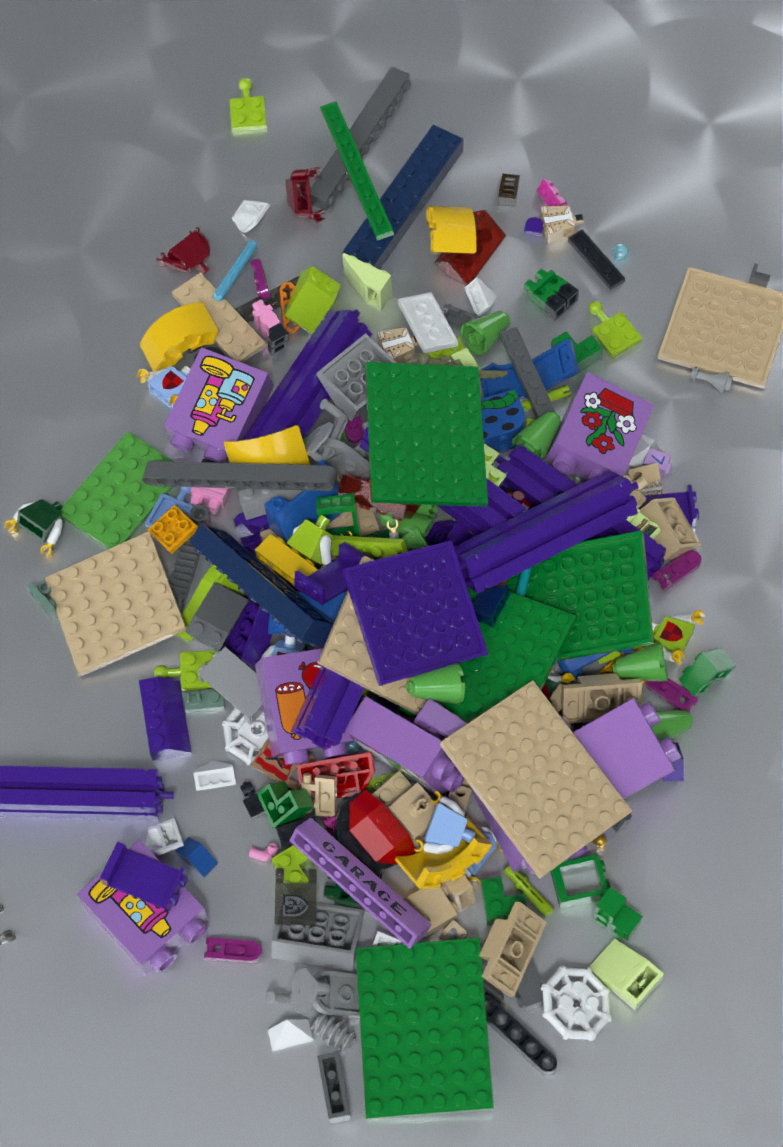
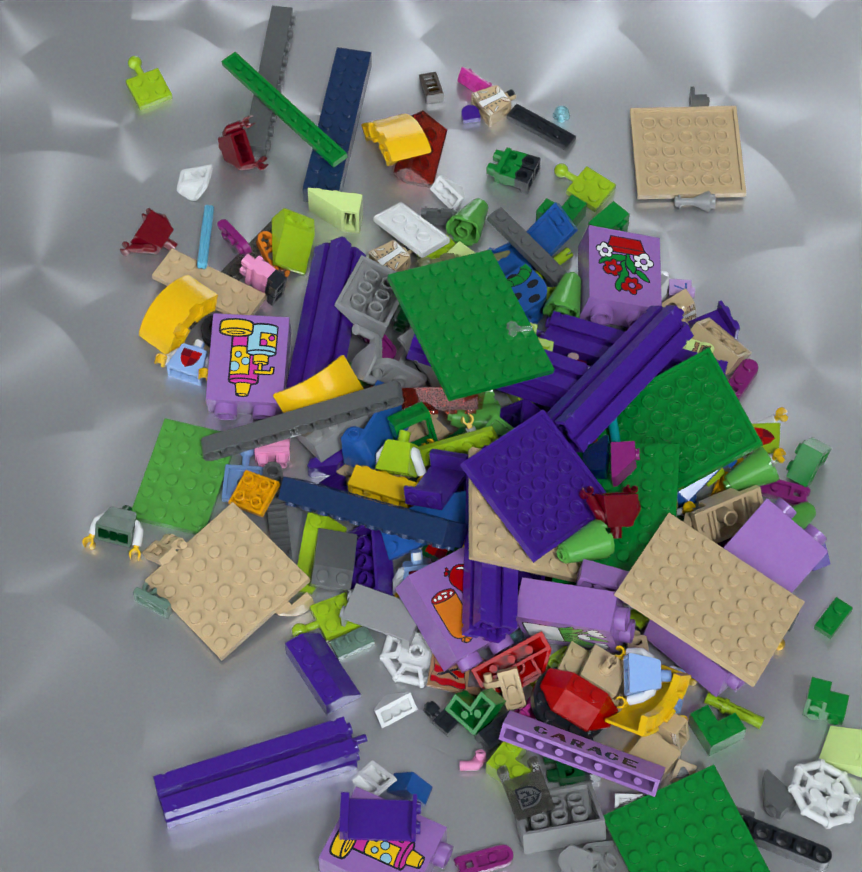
camera: 25 degrees left, 5 degrees down
(70, 554) = (164, 550): none -> tan plate
(168, 650) = (297, 608): none -> tan slope
(461, 455) = (514, 328): none -> clear hand
(482, 659) = (614, 509): none -> dark red torso
(511, 948) = (745, 763): tan brick -> none
(512, 614) = (623, 460): none -> magenta slope
(567, 901) = (762, 698): green window -> none
(617, 372) = (612, 217): none -> green brick
(665, 833) = (833, 618): none -> green plate

